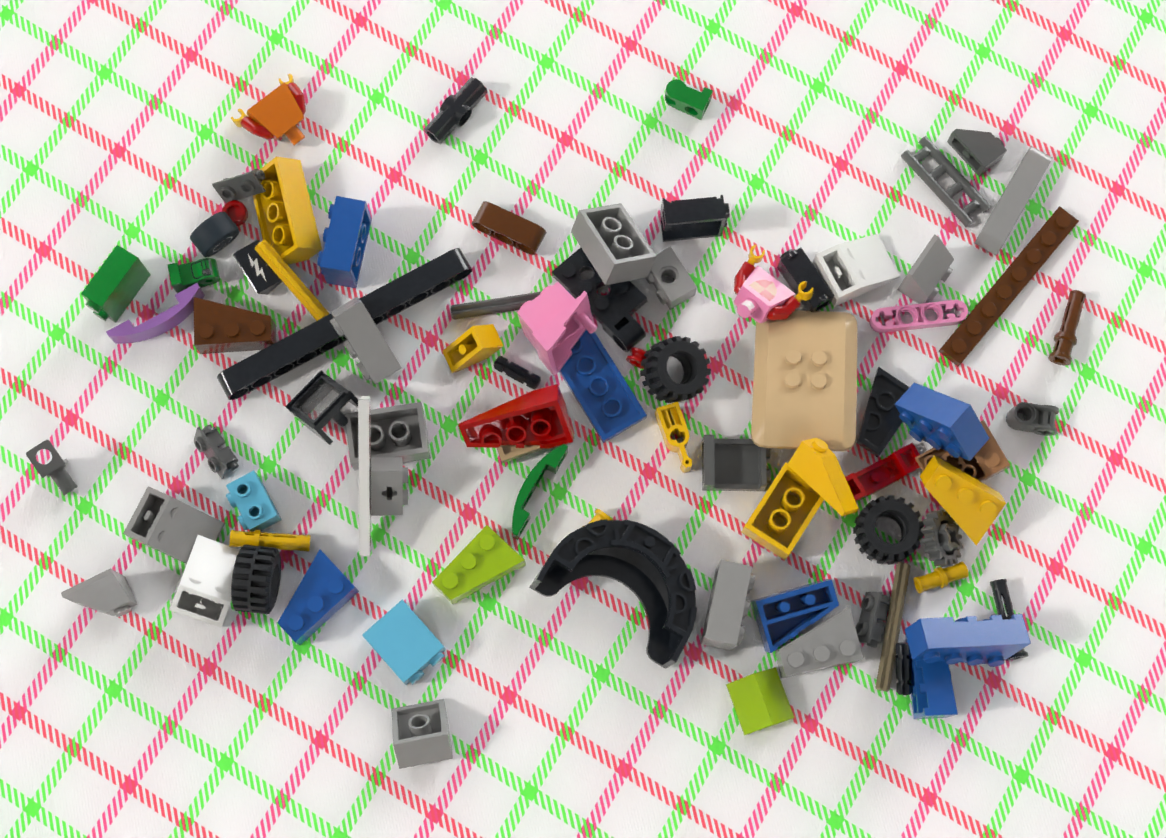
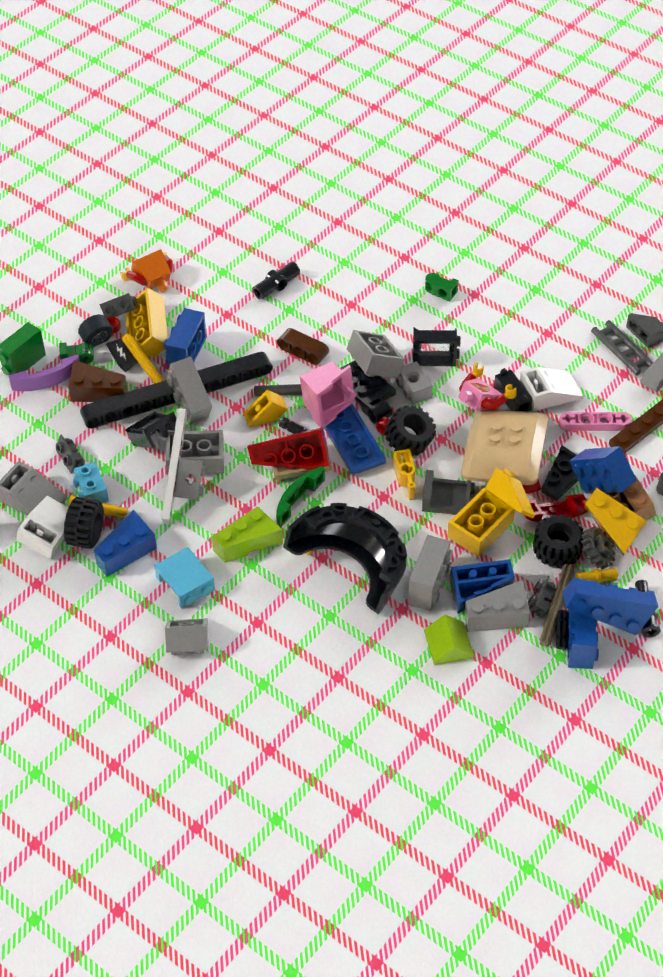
camera: 10 degrees right, 25 degrees down
(927, 272) = (602, 390): light grey slope -> none

